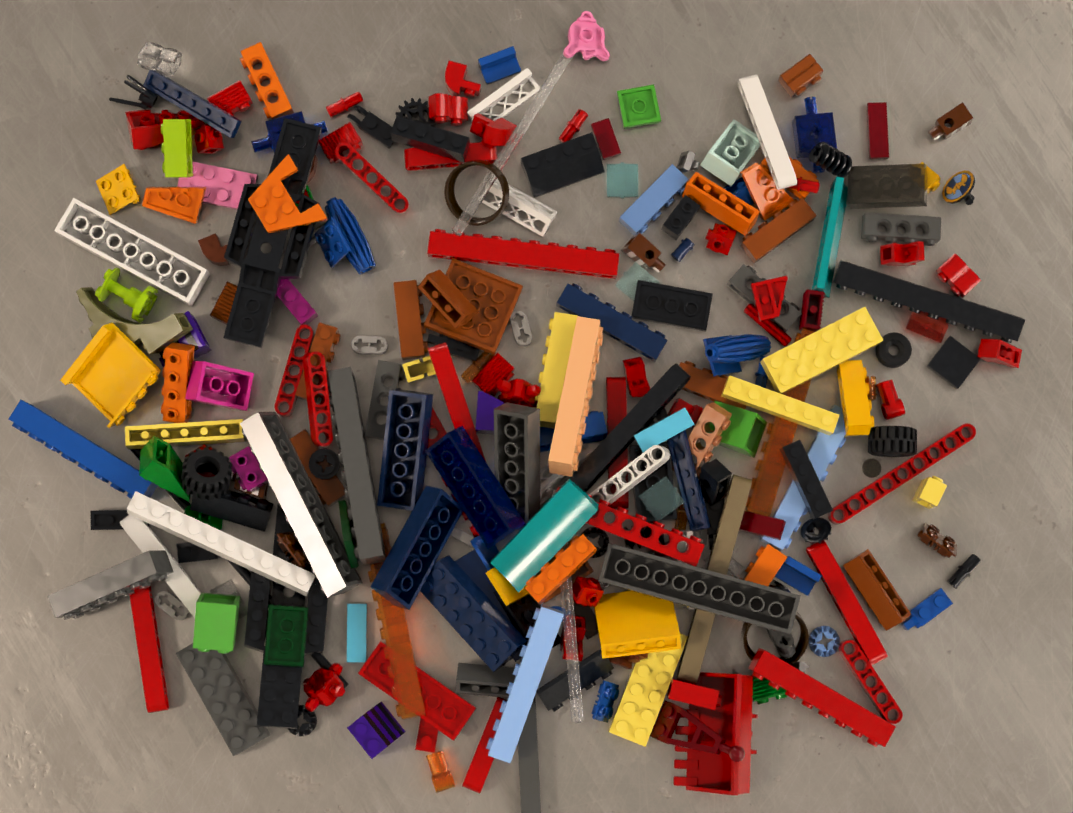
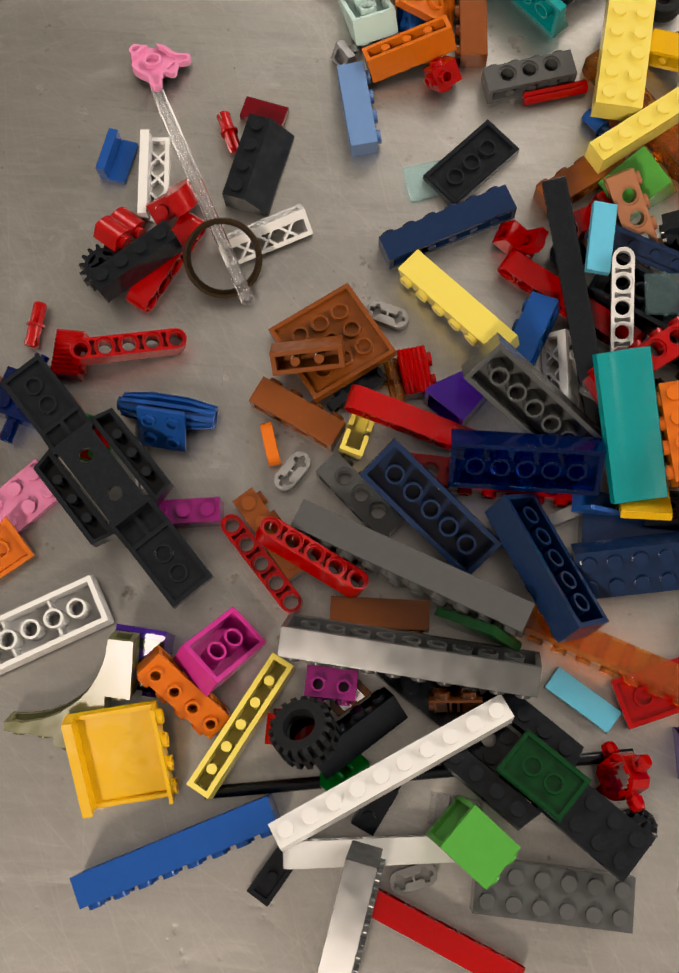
camera: 40 degrees left, 5 degrees down
(140, 301) = (66, 670): lime piece -> none
(162, 466) = (260, 775): green slope -> none
(213, 250) = (75, 556): copper brick -> none
(224, 304) = (140, 584): dark orange brick -> none
(276, 206) = (80, 450): orange wing -> none
(319, 456) = (384, 589): black gear -> none
(373, 126) = (80, 313): black hinge -> none
(376, 317) = (270, 444): none -> orange beam
(456, 82) = (100, 205): red brick -> none
(518, 392) = (454, 353): red piece -> none
(523, 254) = (316, 262): red brick -> none
(575, 397) = (536, 329): light nougat brick -> none
(622, 180) = (315, 126): clear light blue piece -> none
(636, 250) = (400, 149): reddish brown torso -> none
(639, 106) = (257, 62): bright green plate -> none
(680, 217) = (393, 95): black brick -> none
(682, 249) = (423, 111): dark blue pin -> none
(727, 351) = (561, 131): blue plate -> none
(769, 297) = (535, 64): red wing -> none
(811, 310) = (571, 35): dark red brick -> none

